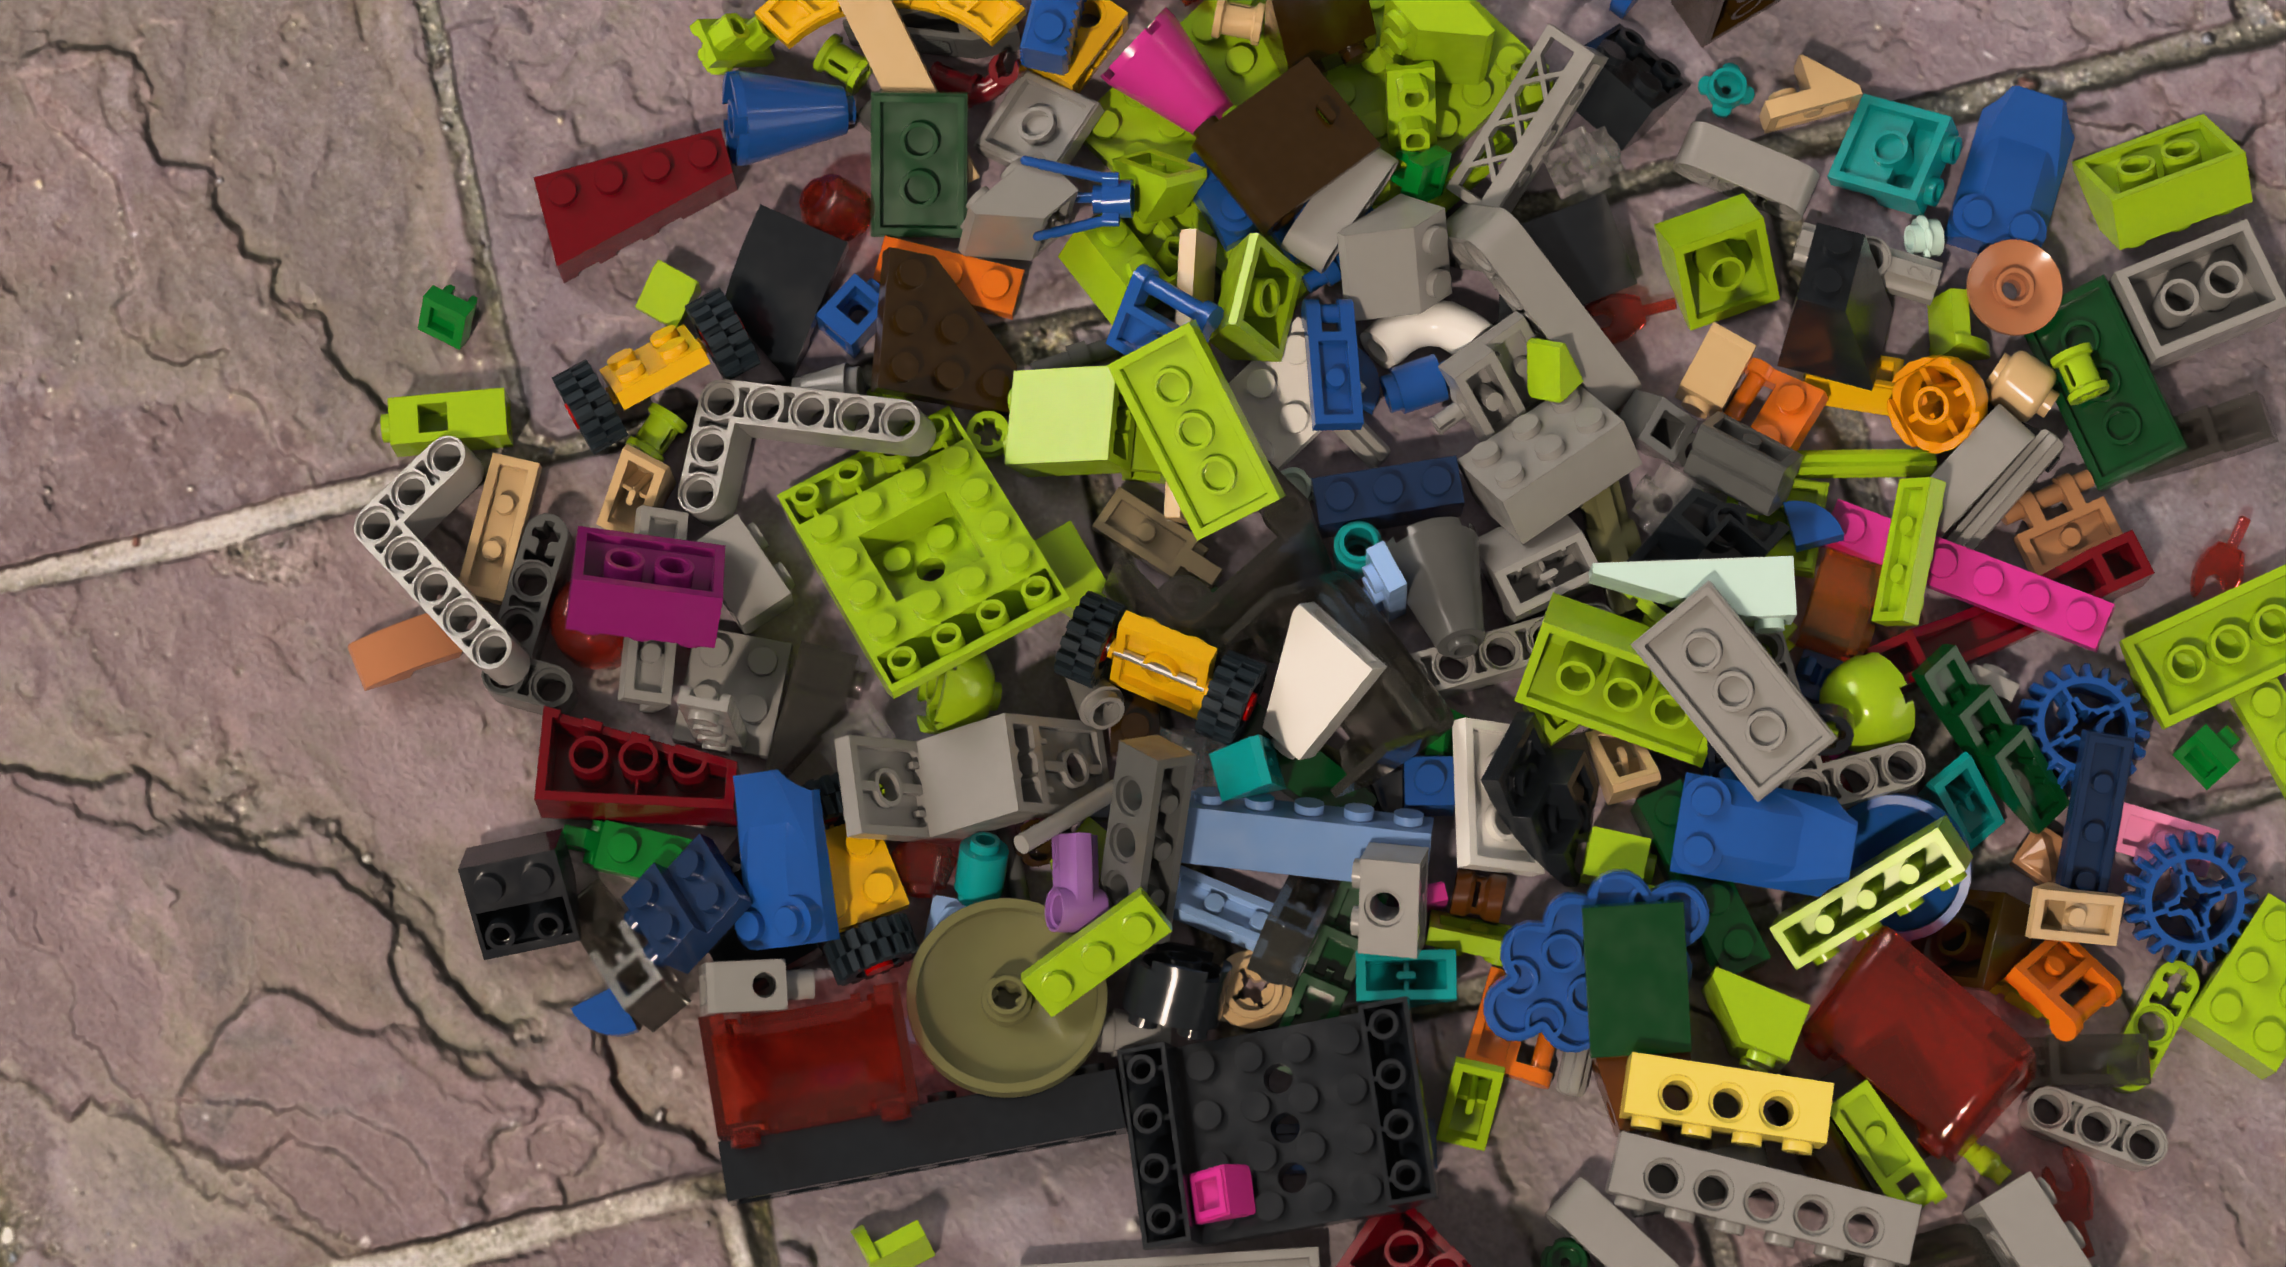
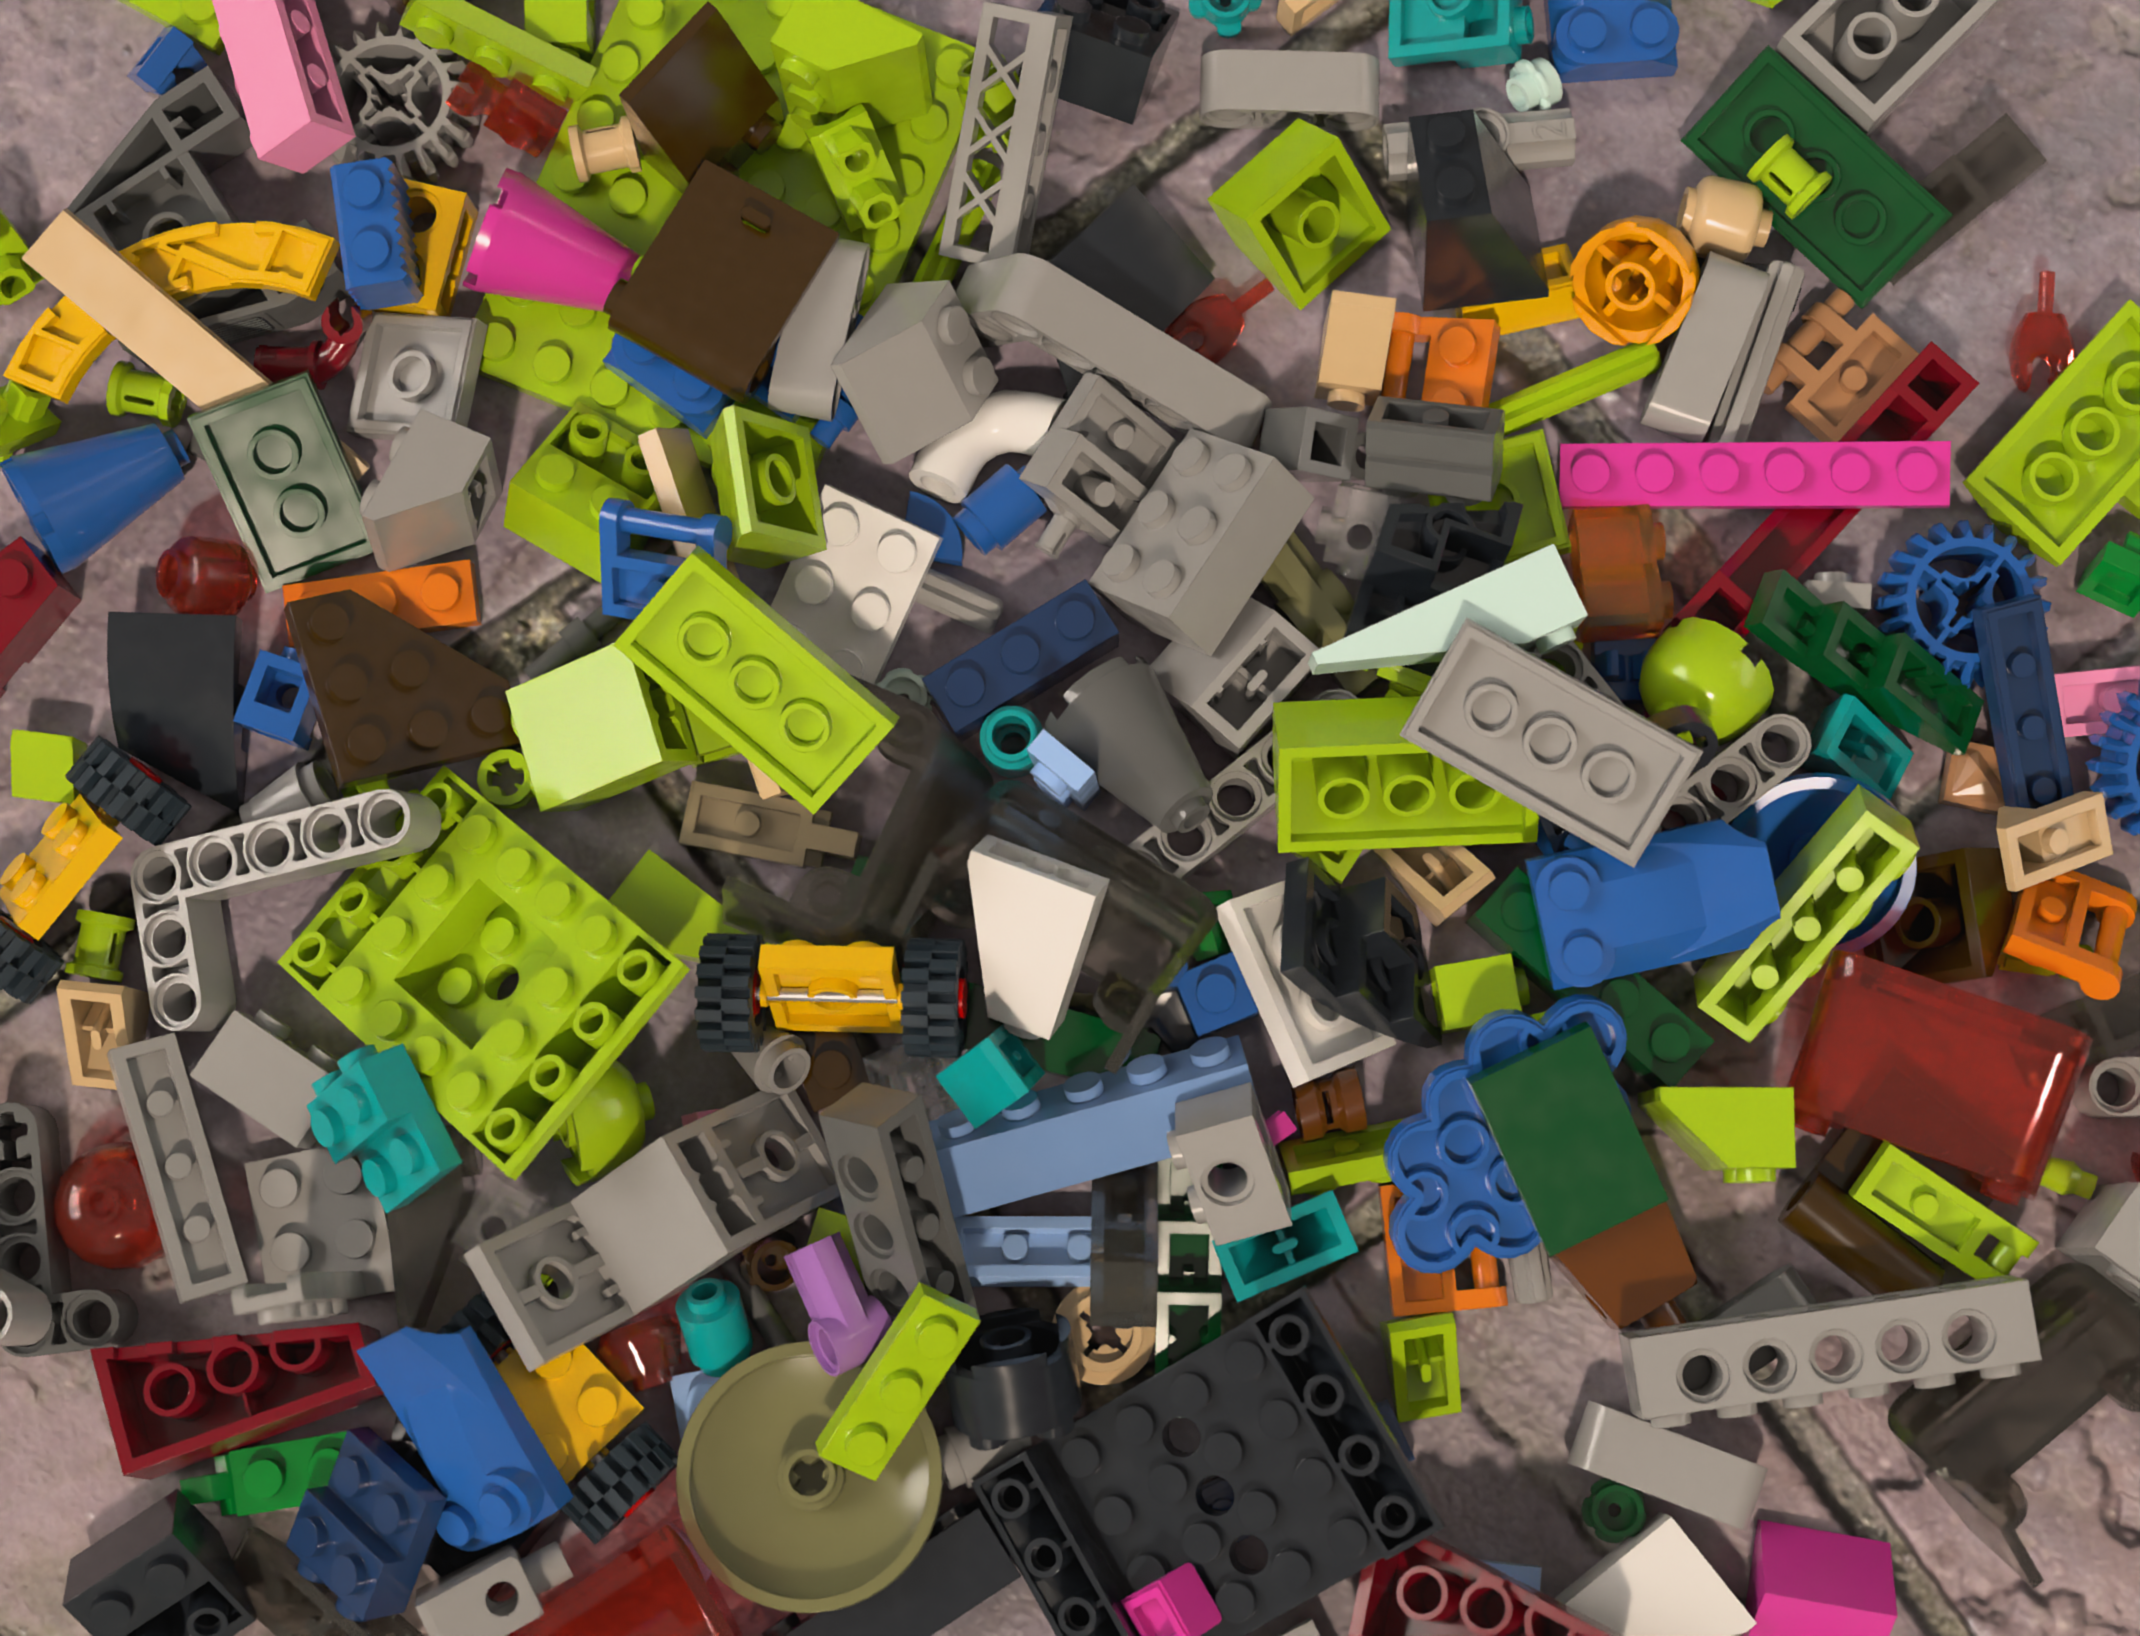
camera: 20 degrees left, 5 degrees up
(646, 587) = (150, 1156): magenta slope -> none
(815, 630) = (387, 1119): none -> teal plate
(1064, 818) = (789, 1232): light grey bar -> none
(1112, 198) = (537, 431): blue plant -> none
(1161, 182) = (588, 388): lime slope -> none
(1332, 365) = (891, 530): blue plate -> none
(1424, 172) = (906, 245): green tile -> none
(1550, 370) = (1158, 428): lime slope -> none
(1583, 162) = (1092, 156): clear brick -> none
(1805, 1100) = (1833, 1205): light yellow brick -> none
(1811, 525) = (1545, 490): blue tile -> none
(1909, 551) = (1678, 476): lime plate -> none
(1951, 328) = (1610, 181): lime tile -> none
(2031, 273) = (1689, 88): nougat dish -> none

